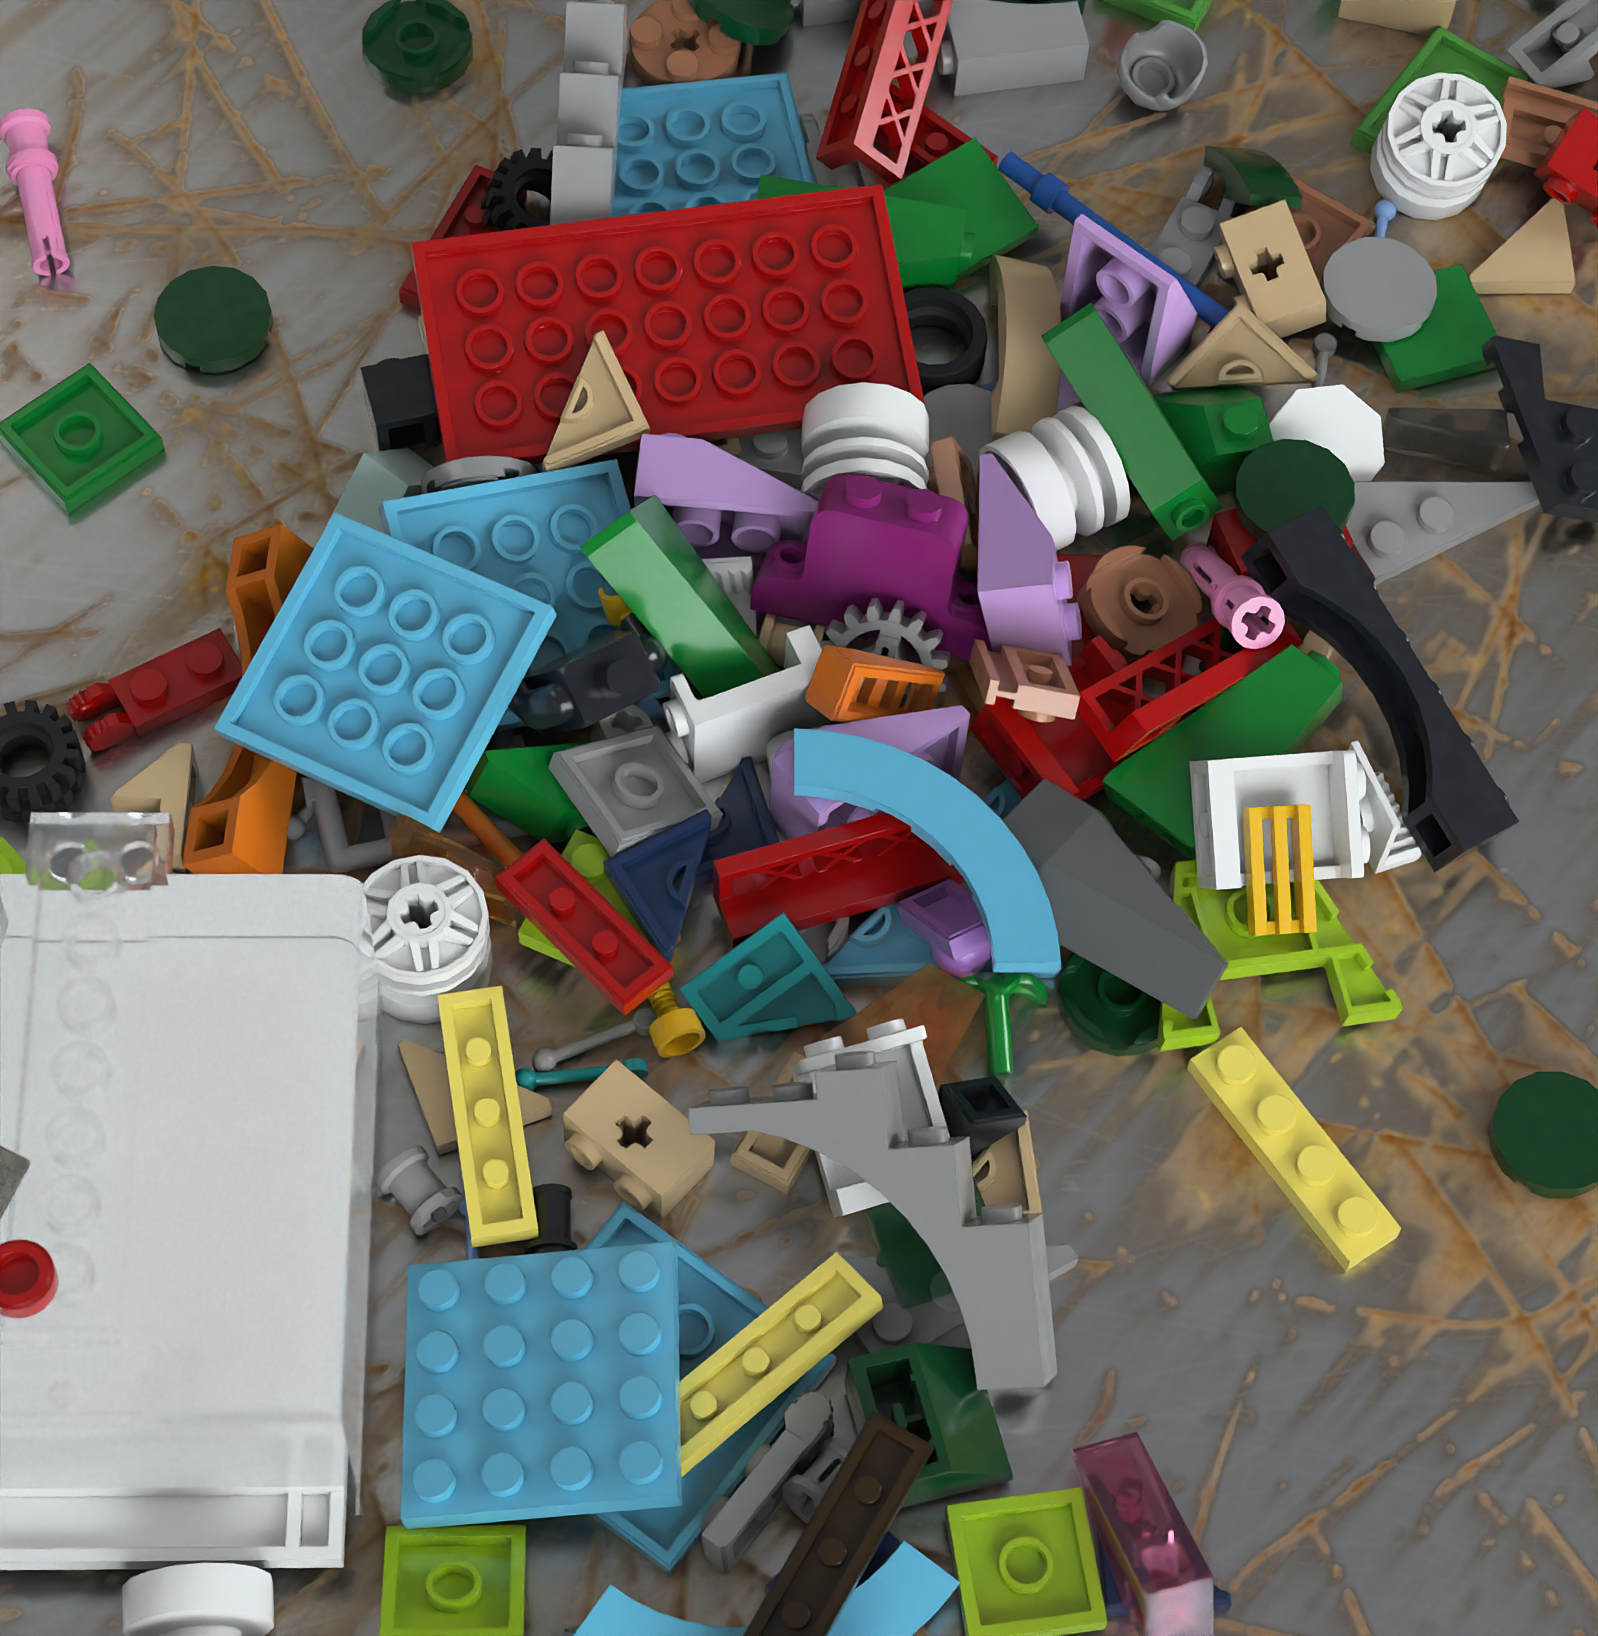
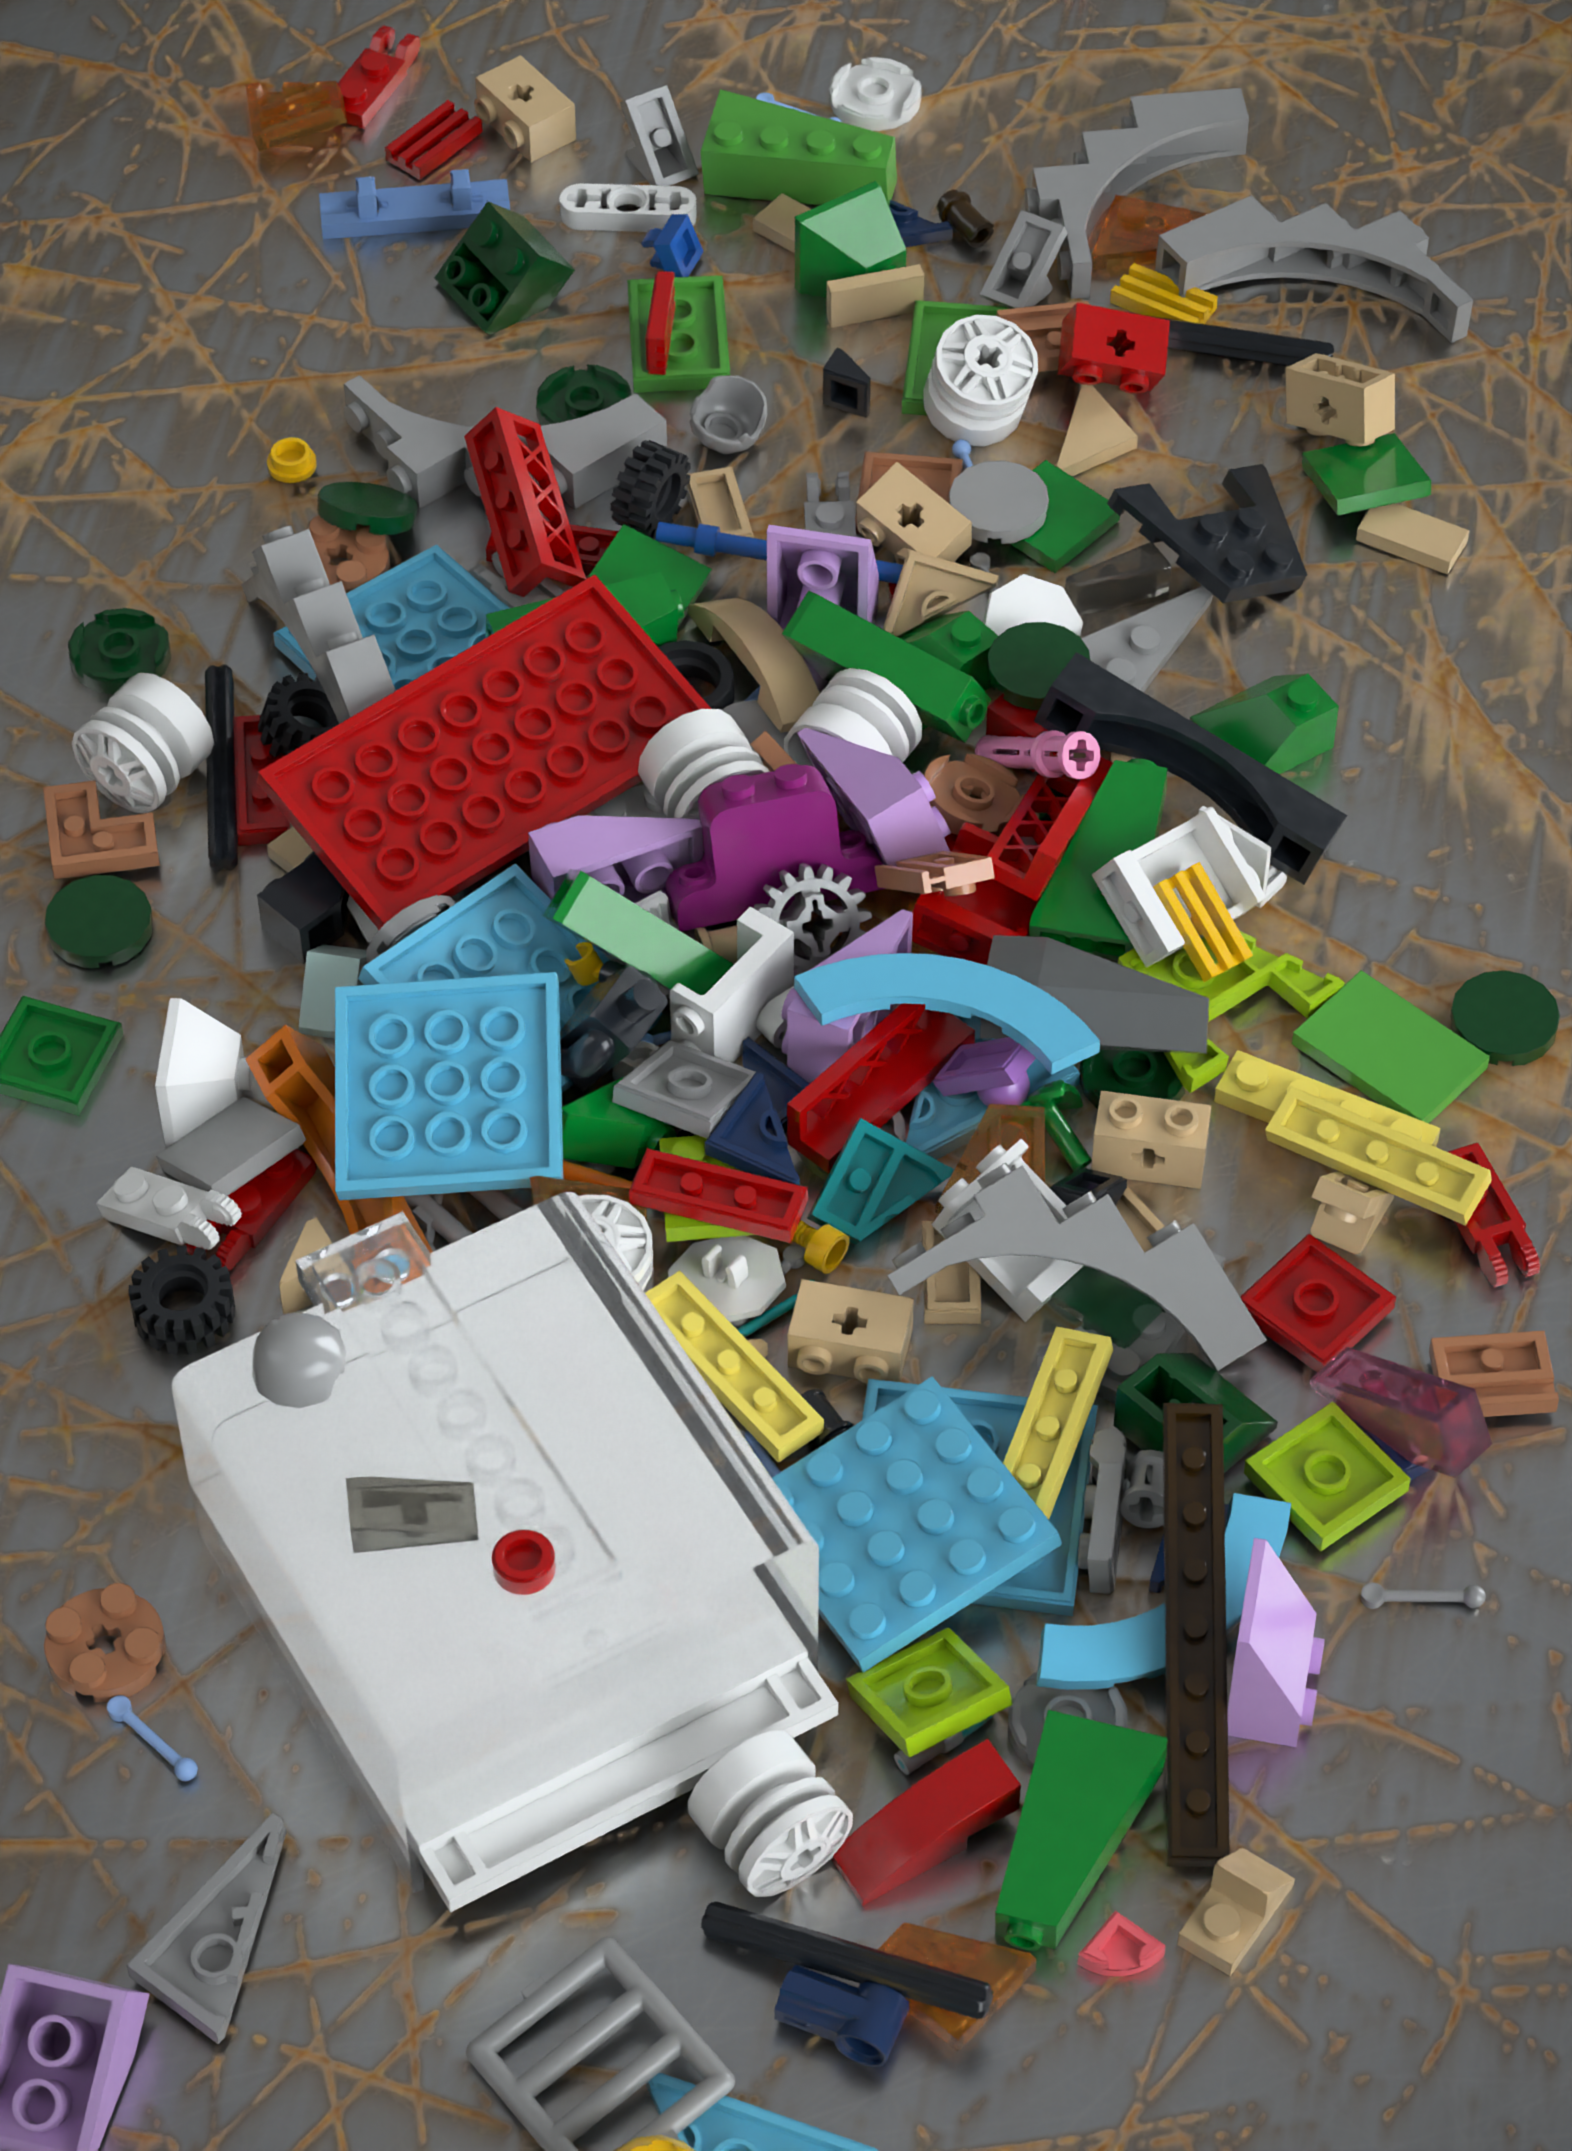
camera: 25 degrees left, 10 degrees down
(67, 656) = (167, 1208): none -> white hinge
(168, 625) = (231, 1147): none -> light grey tile
(177, 530) = (198, 1070): none -> white slope
(252, 227) = (91, 845): none -> nougat plate
(347, 157) = (143, 742): none -> white wheel
(469, 149) = (221, 769): none -> black axle
(558, 1016) = (734, 1274): none -> white piece
(598, 413) = (481, 832): tan tile -> none
(841, 675) = (821, 928): orange slope -> none
(1027, 110) = (650, 487): none -> black tyre
(1081, 1084) = (1151, 1139): none -> tan brick
(1096, 159) = (718, 502): none -> tan tile
(1139, 1361) = (1316, 1303): none -> red plate
(1247, 1268) = (1348, 1211): none -> tan slope
(1253, 176) = (852, 462): dark green slope -> none
(1278, 1546) = (1505, 1369): none -> nougat plate
(1304, 86) = (846, 385): none -> black slope
(1306, 1232) = (1378, 1155): none -> light yellow plate
(1386, 1345) = (1495, 1224): none -> red hinge
(1407, 1109) = (1390, 1049): none -> bright green tile
(1509, 674) = (1276, 721): none -> green slope

